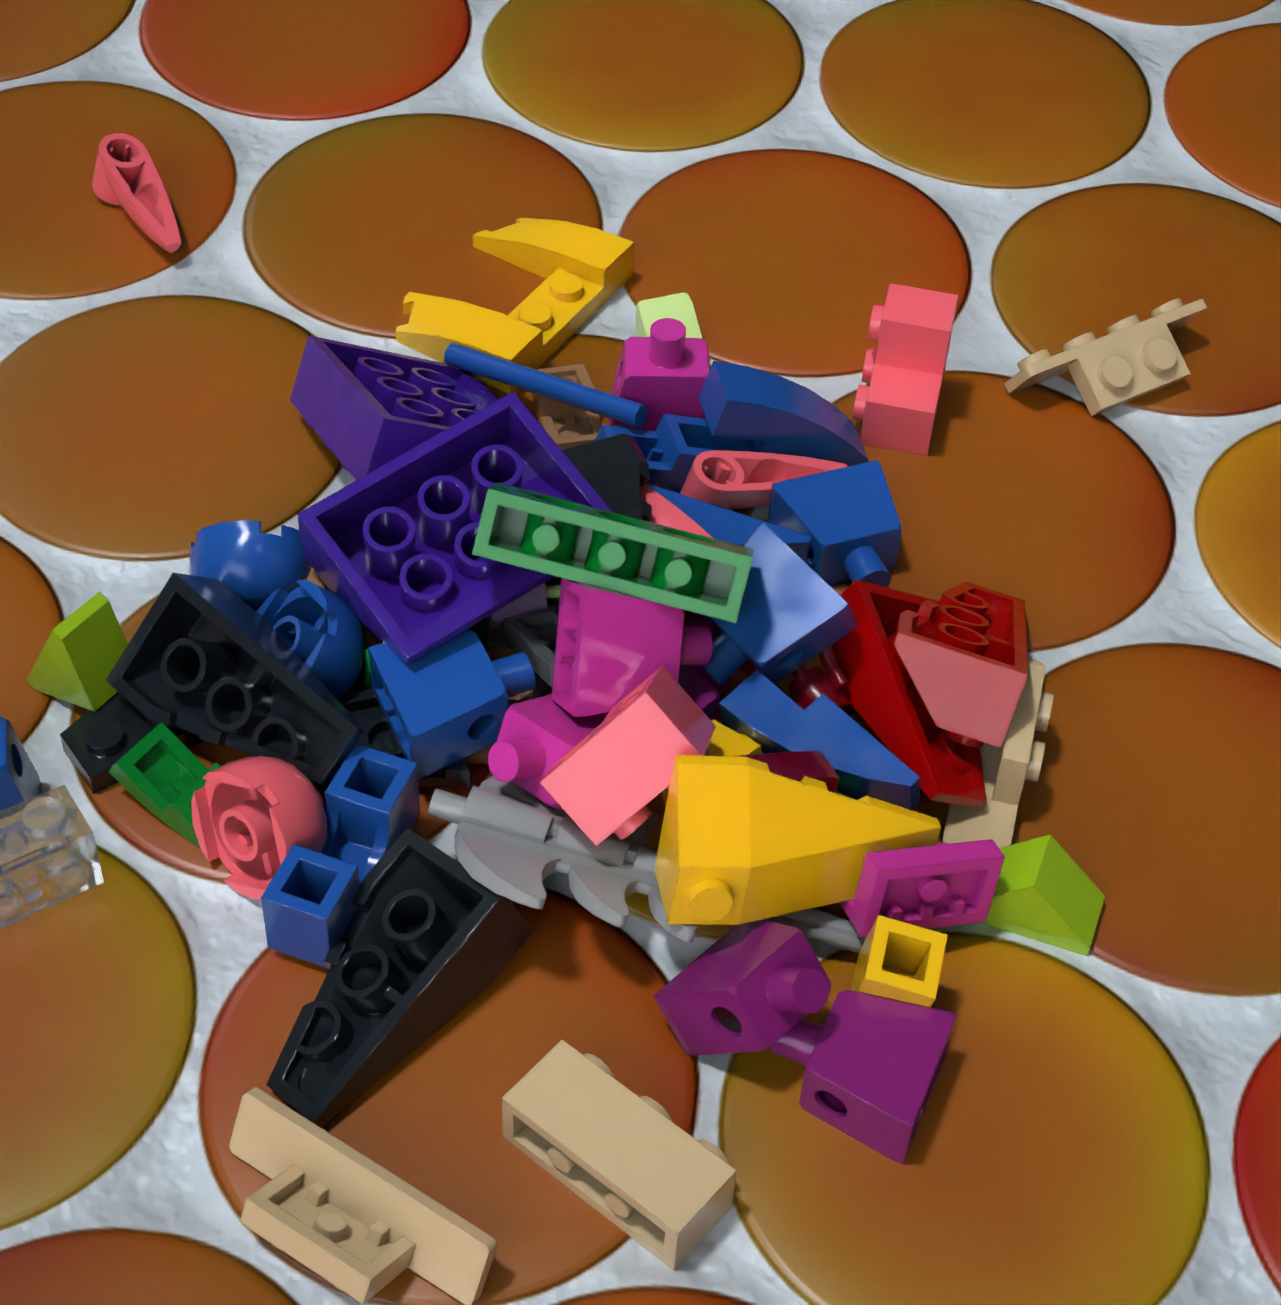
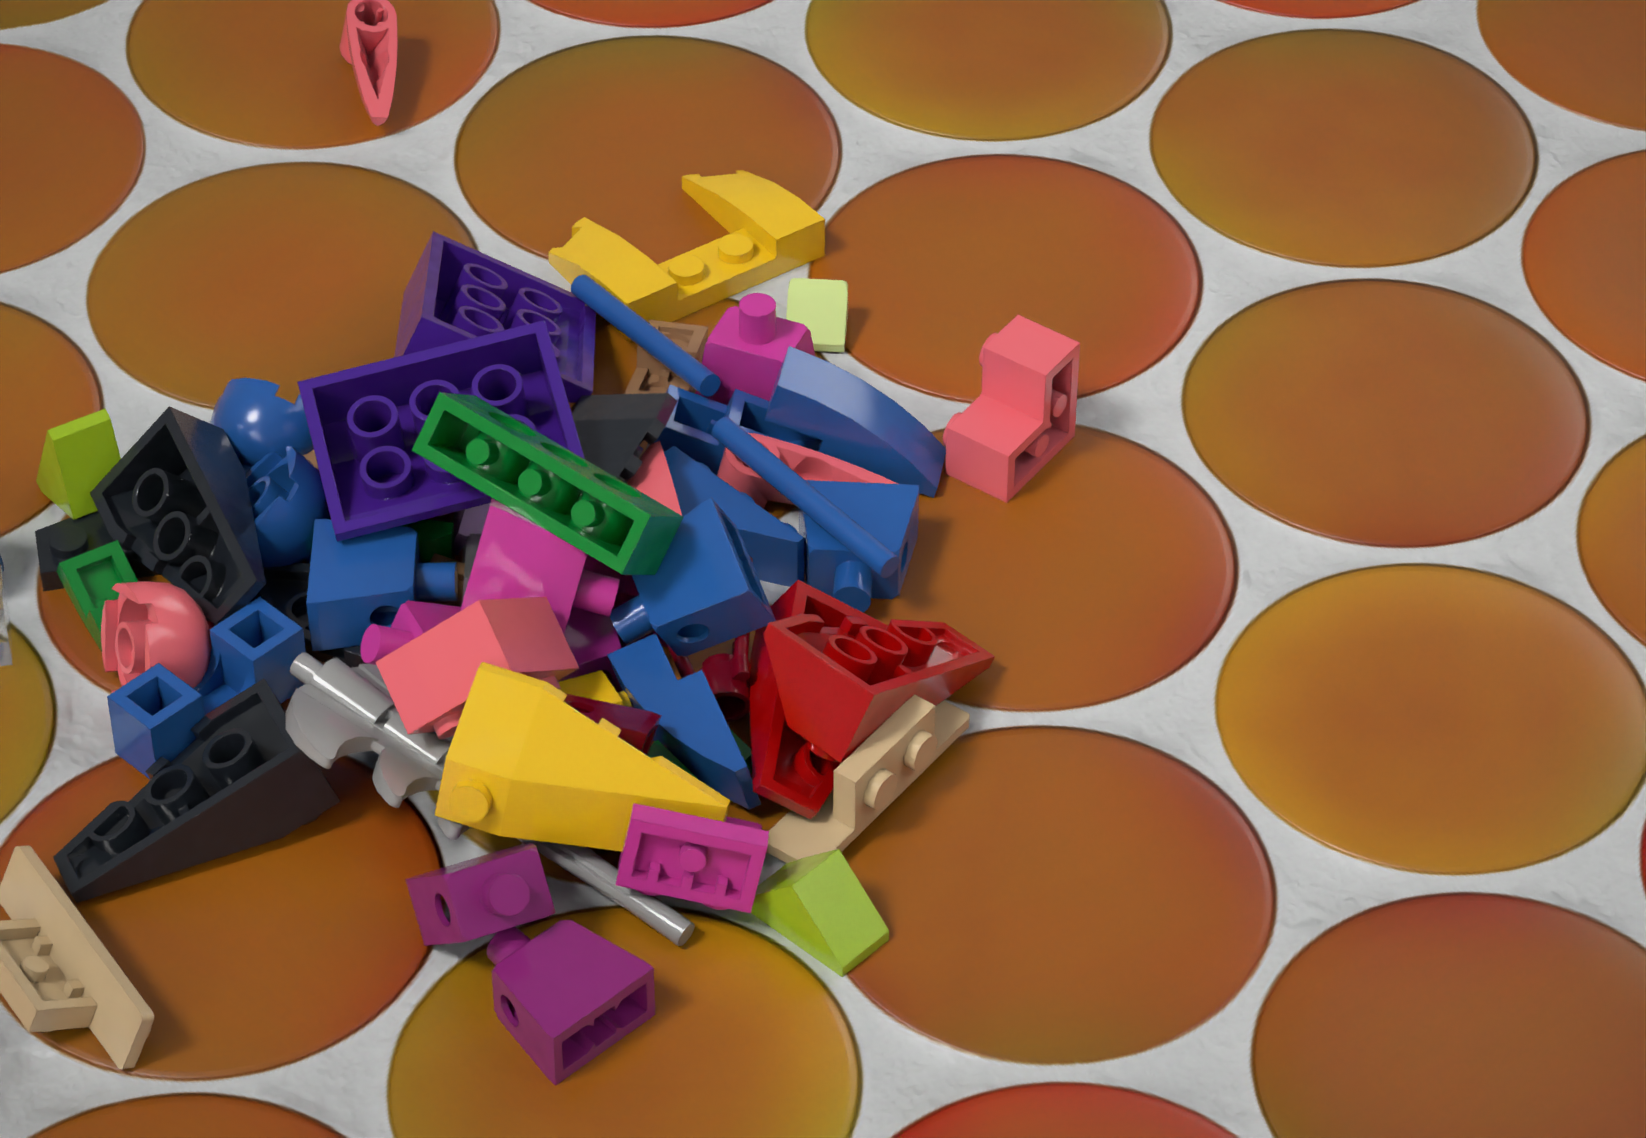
camera: 25 degrees right, 5 degrees down
(619, 1153) = (305, 991): tan brick -> none
(797, 498) = (806, 497): none -> blue bar
(900, 962) = (632, 913): yellow brick -> none
(1118, 366) = (1261, 462): tan bracket -> none

